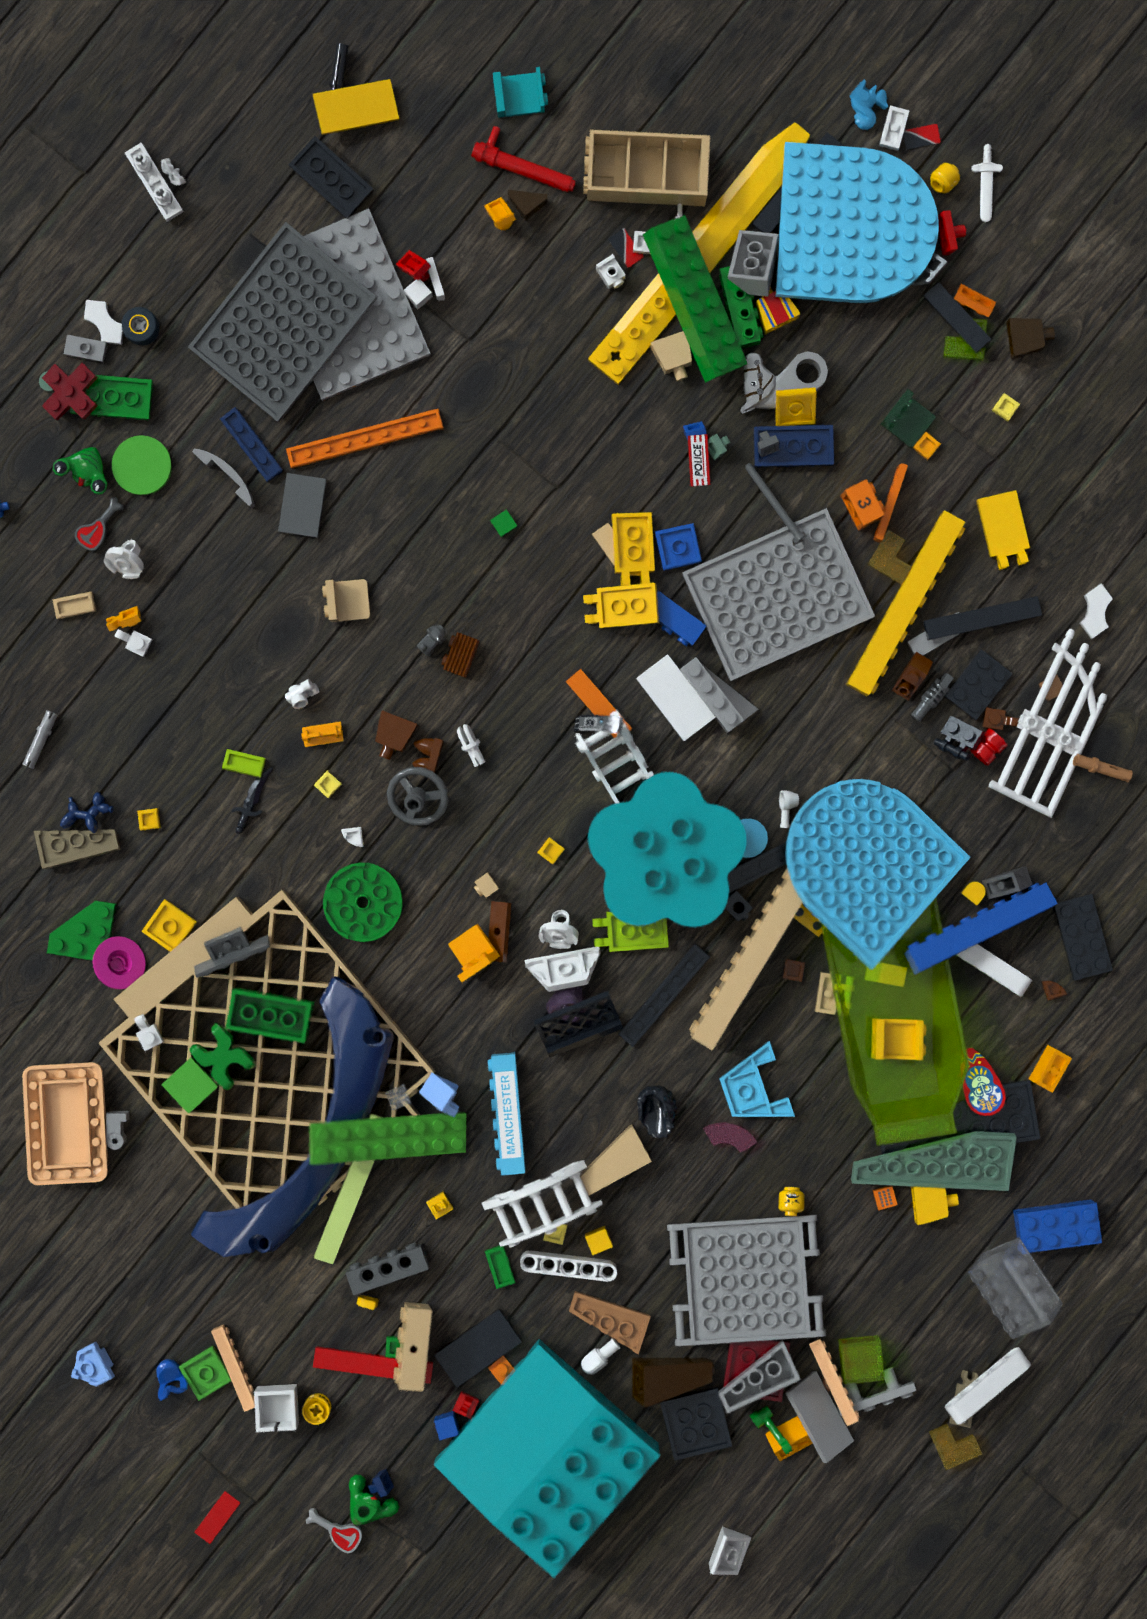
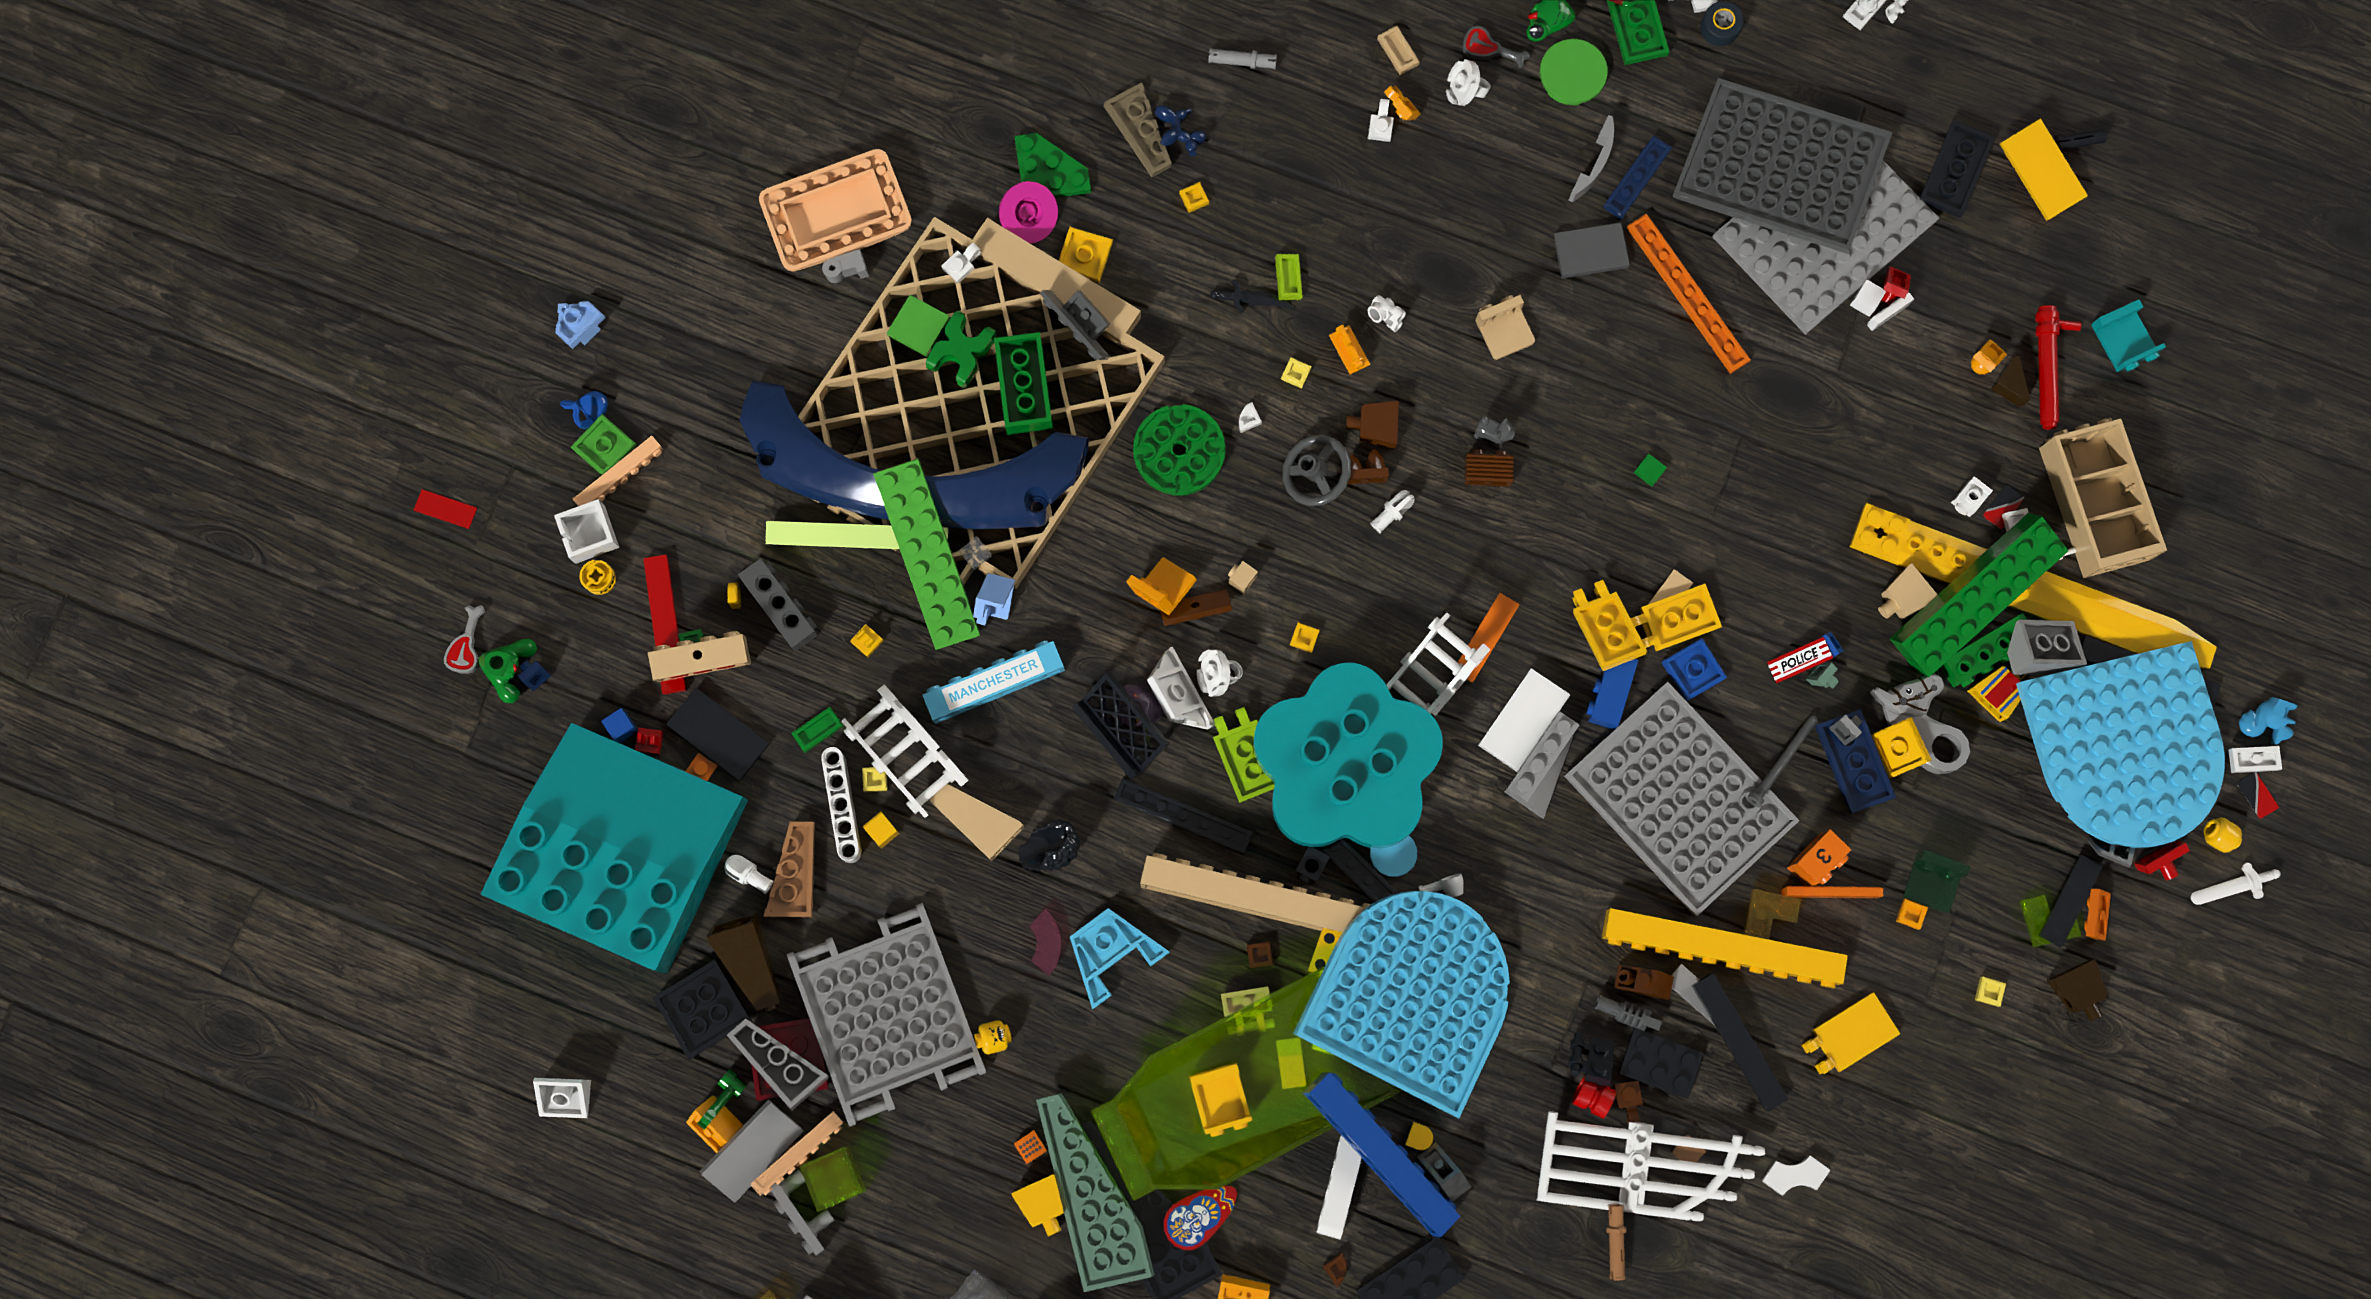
camera: 70 degrees right, 10 degrees down
(598, 723) = (1470, 638): sticker -> none

